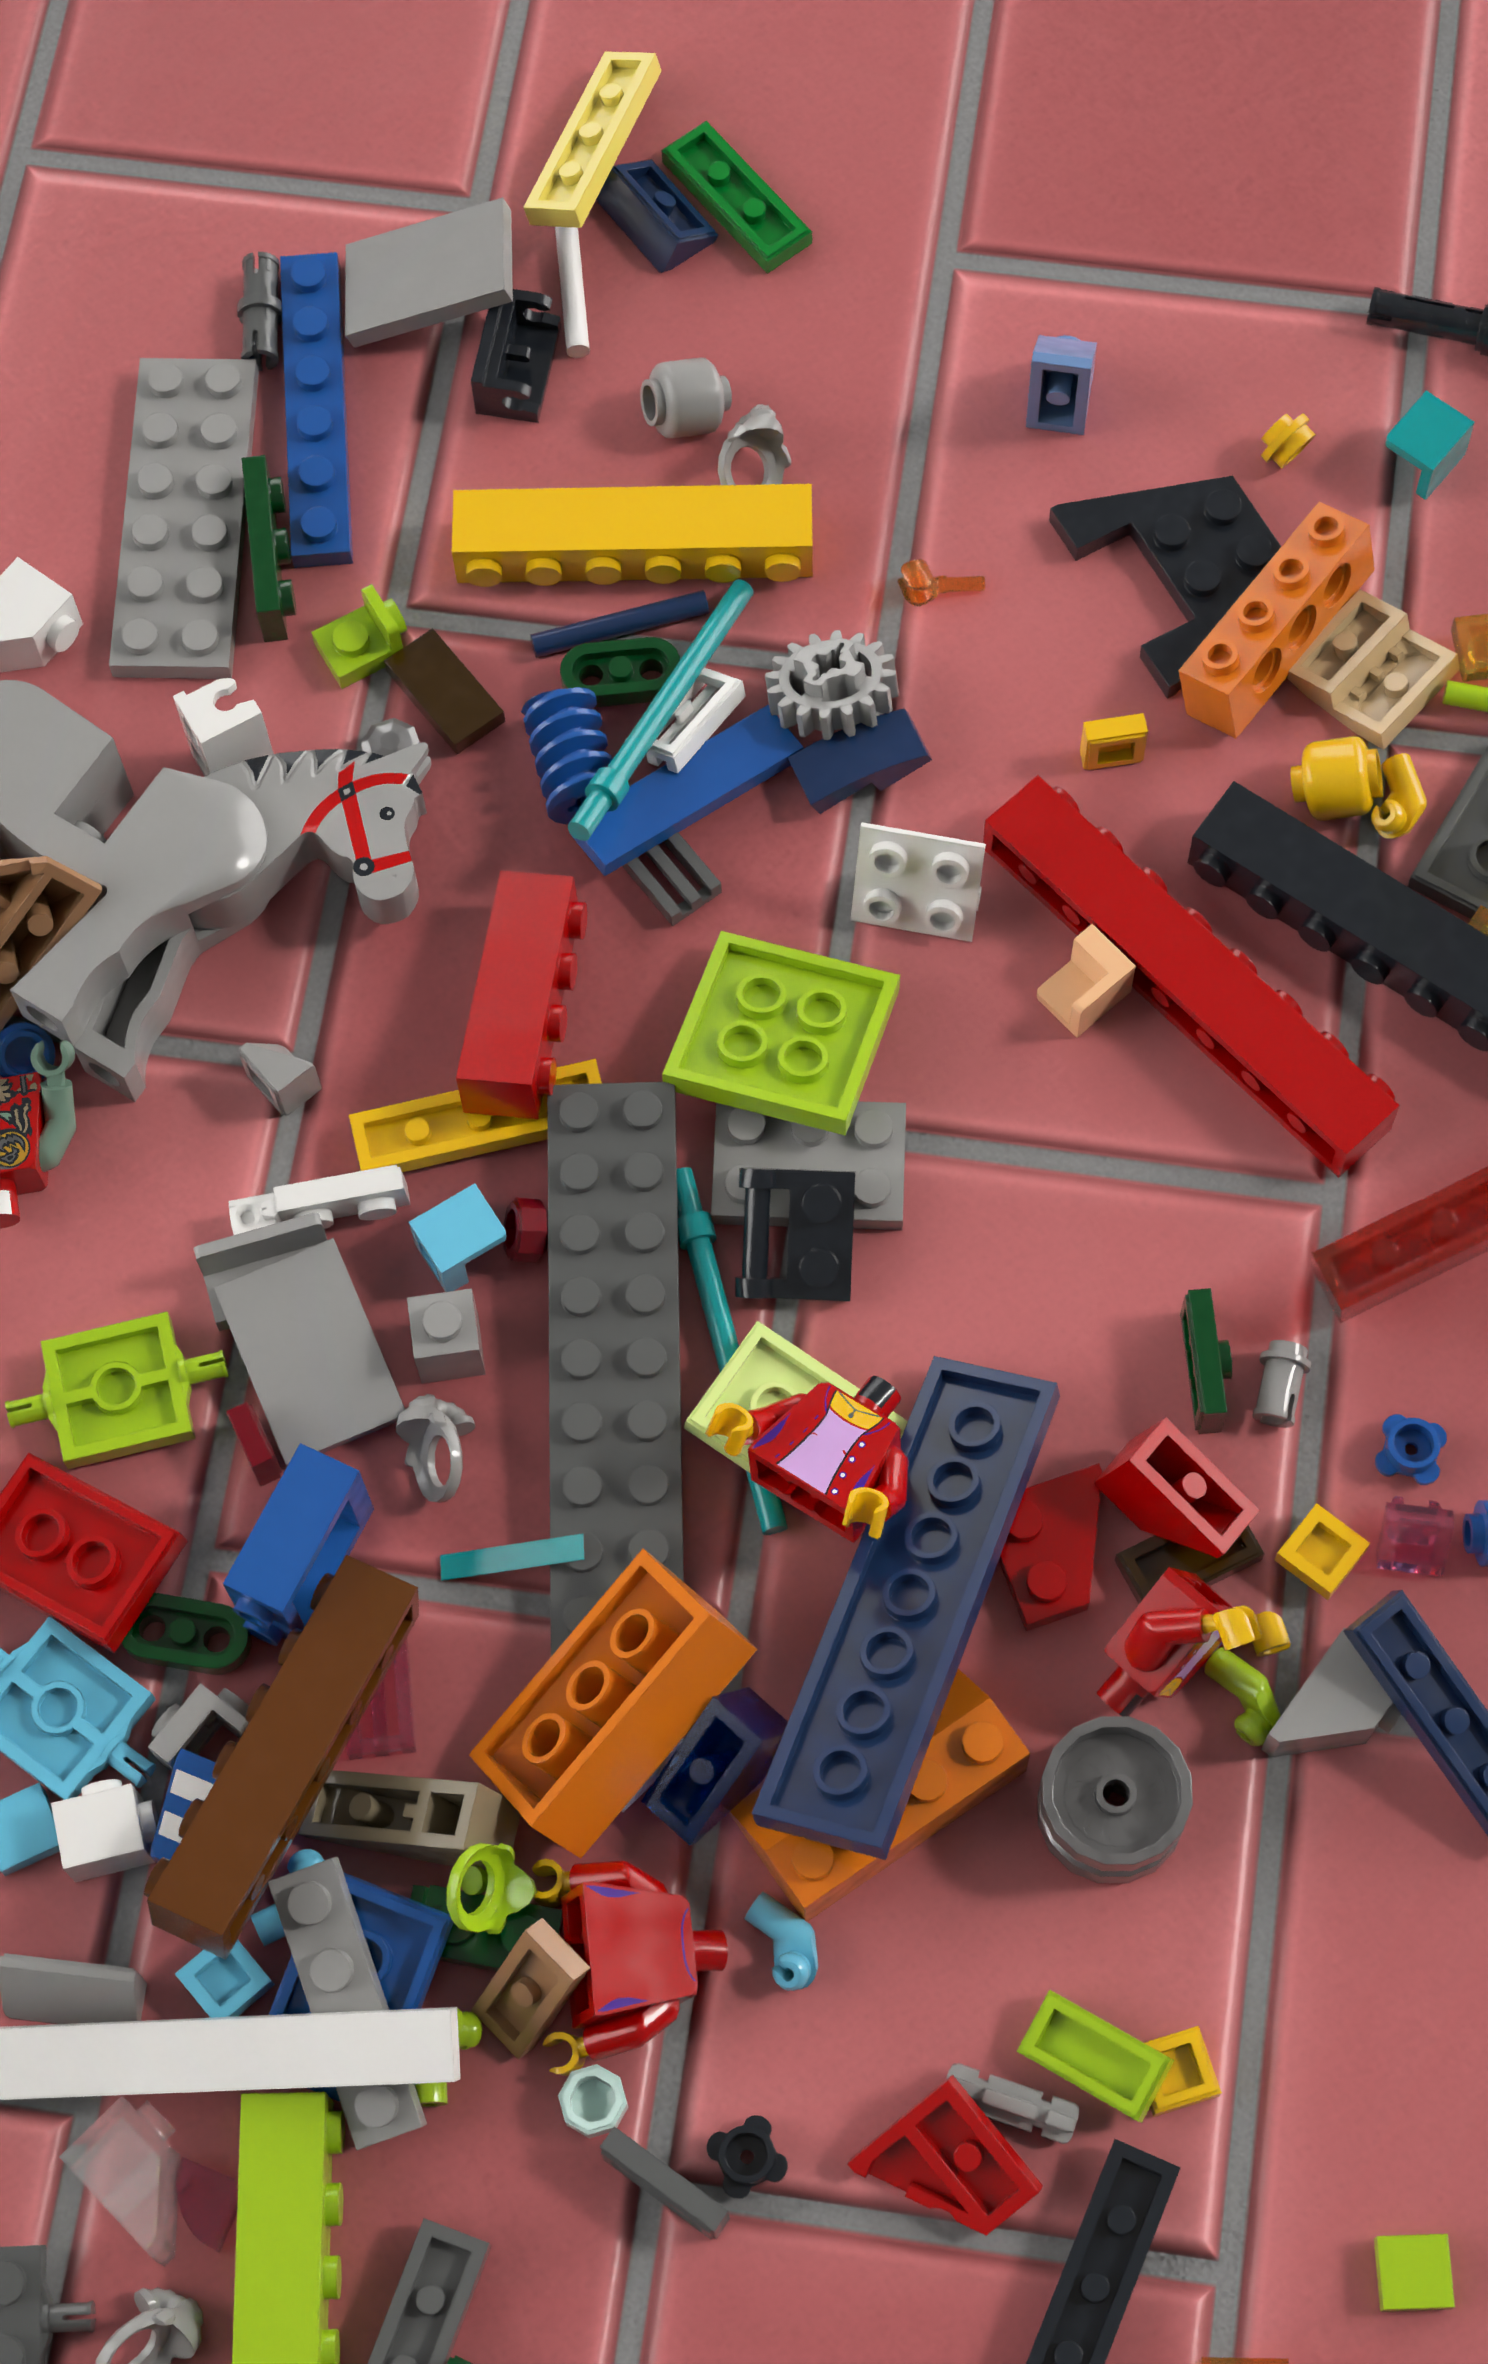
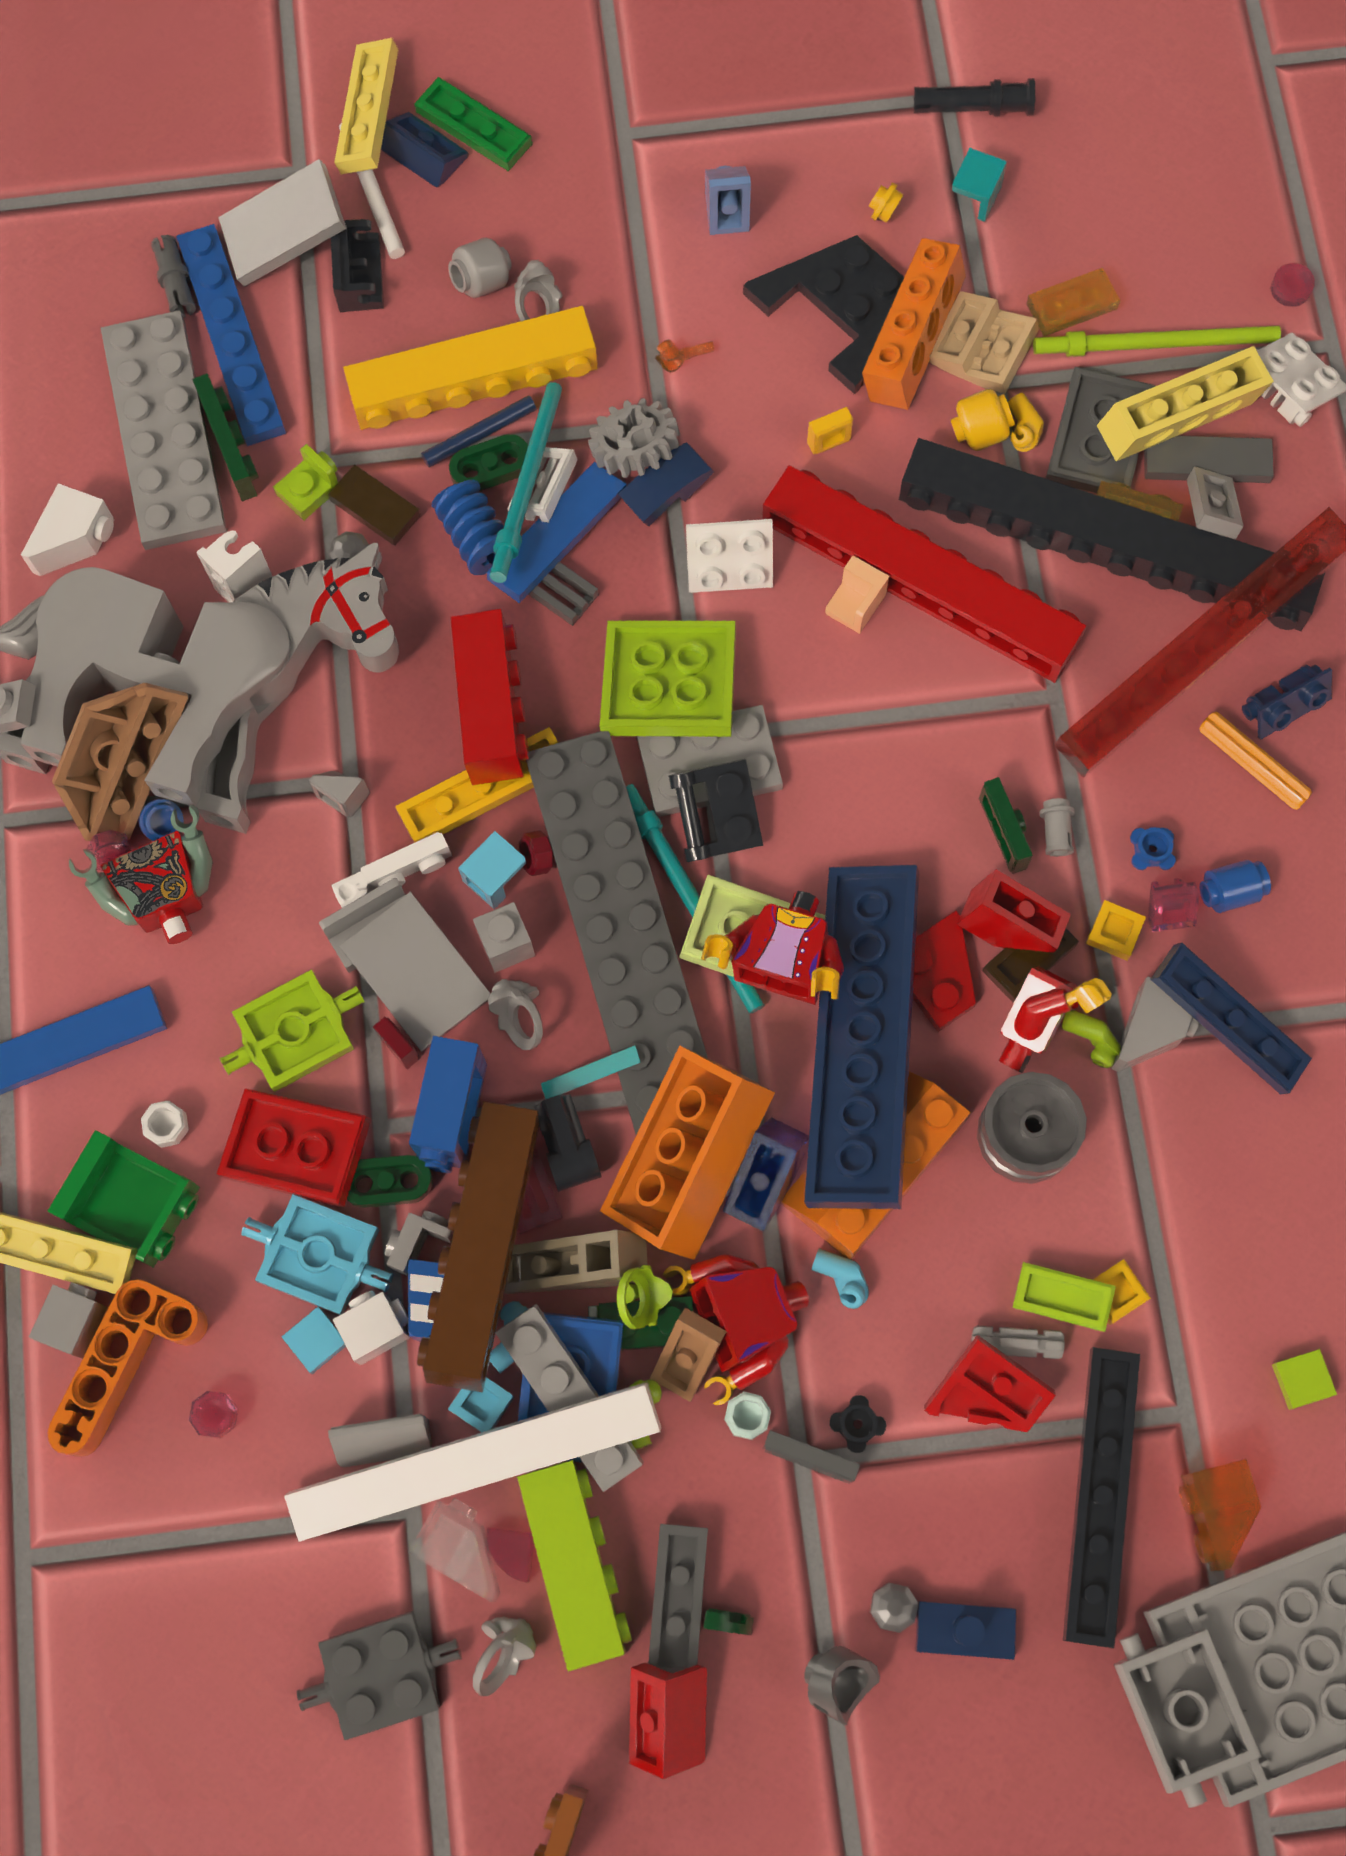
camera: 15 degrees left, 5 degrees up
(450, 1664) = (569, 1152): none -> black piece

